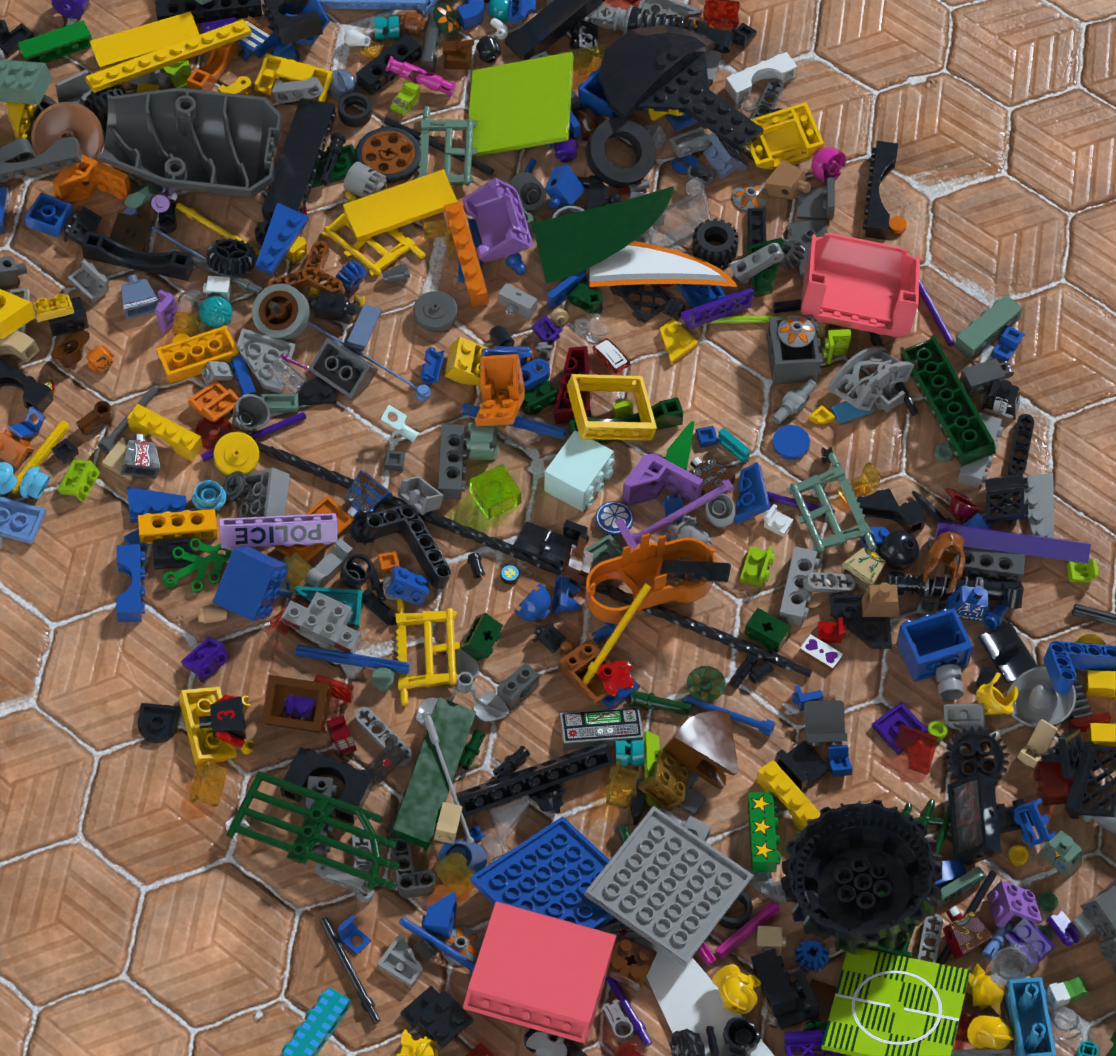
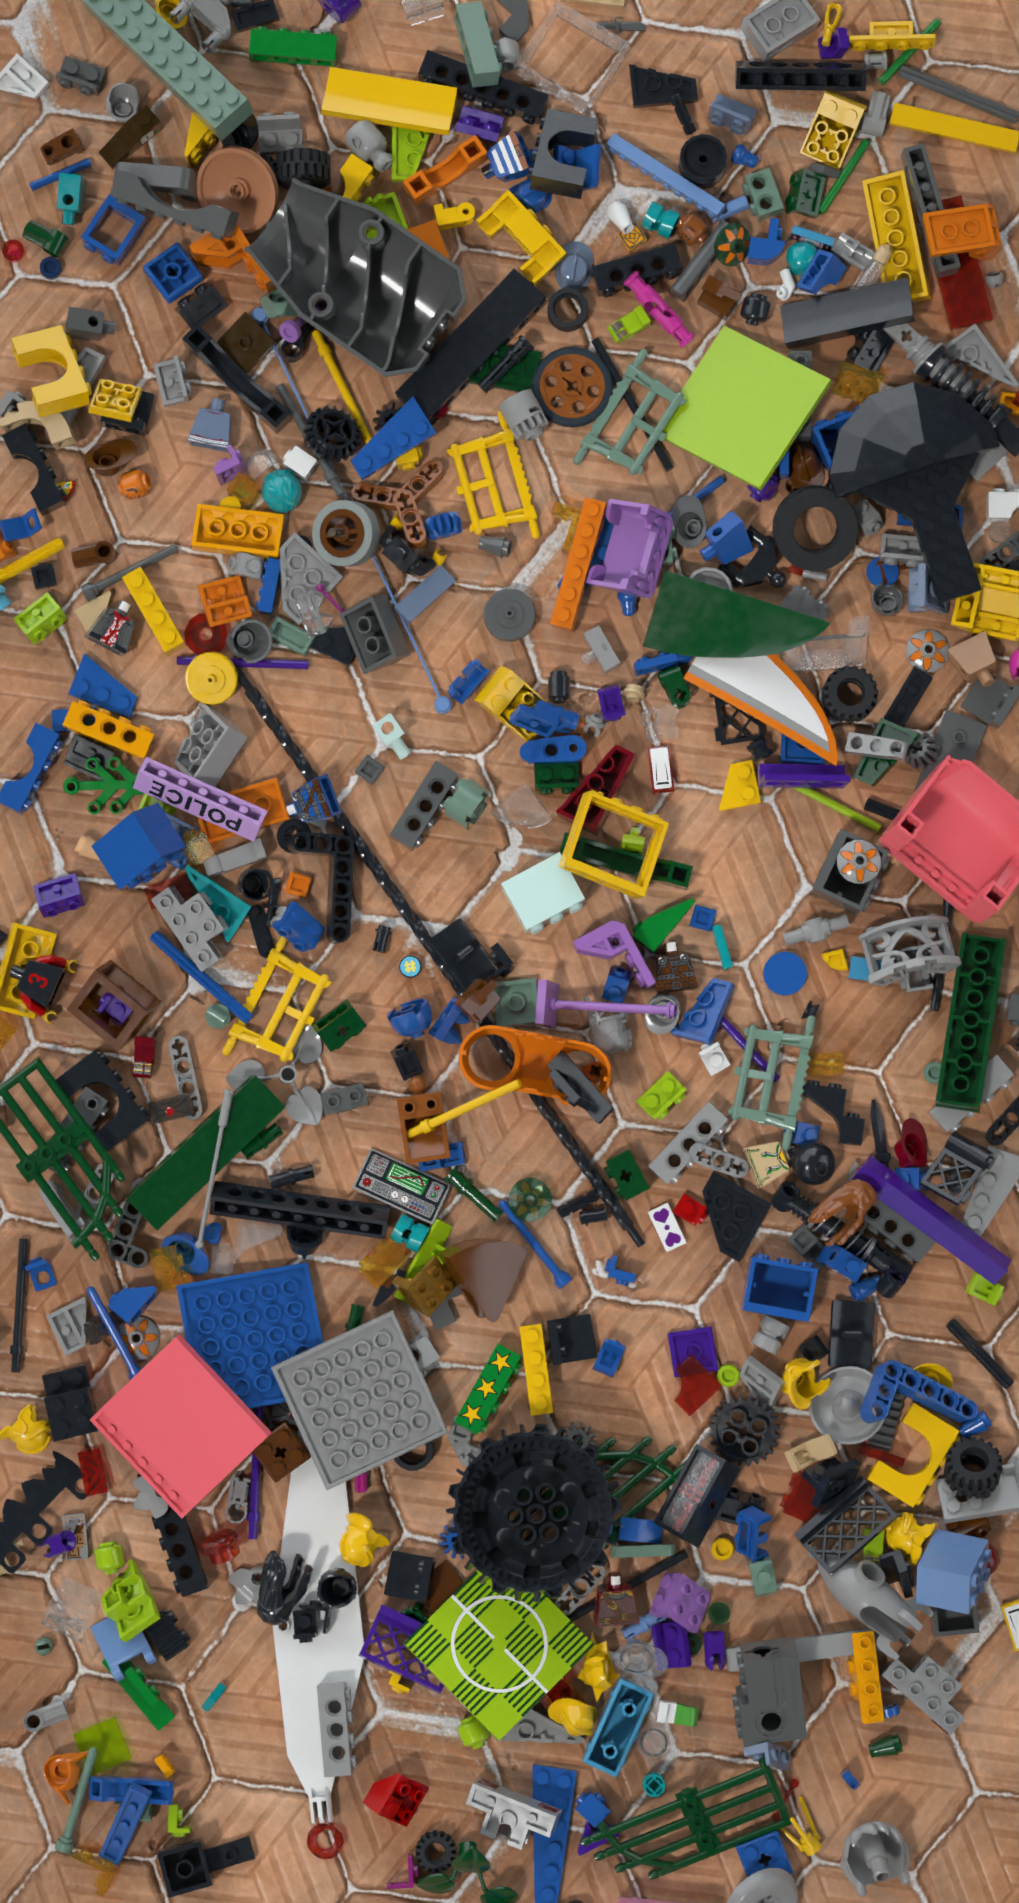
camera: 30 degrees right, 25 degrees up
(168, 55) = (395, 144): yellow plate -> none
(209, 495) = (158, 712): medium azure piece -> none
(234, 479) = (183, 717): dark grey gear -> none
(297, 89) = (513, 255): light grey leg -> none
(340, 690) = (167, 1002): clear red tile -> none
(399, 205) = (544, 466): yellow arch -> none
(420, 494) = (368, 830): light grey window -> none
(448, 823) = (185, 1219): tan bracket -> none
(495, 491) = (447, 866): clear neon green brick -> none
(500, 389) = (513, 765): orange bracket -> none
(523, 423) = (513, 795): blue axle -> none
(603, 632) = (462, 1086): blue pin -> none
(609, 513) = (552, 961): dish -> none
(617, 679) = (443, 1151): red plate -> none
(747, 929) = (414, 1477): dark pink axle -> none
(770, 938) = (428, 1502): tan brick -> none
(775, 982) = (404, 1549): black brick -> none
(824, 722) = (618, 1311): dark grey bracket -> none
(836, 344) = (900, 890): lime bracket -> none
(881, 601) = (754, 1214): medium nougat torso -> none

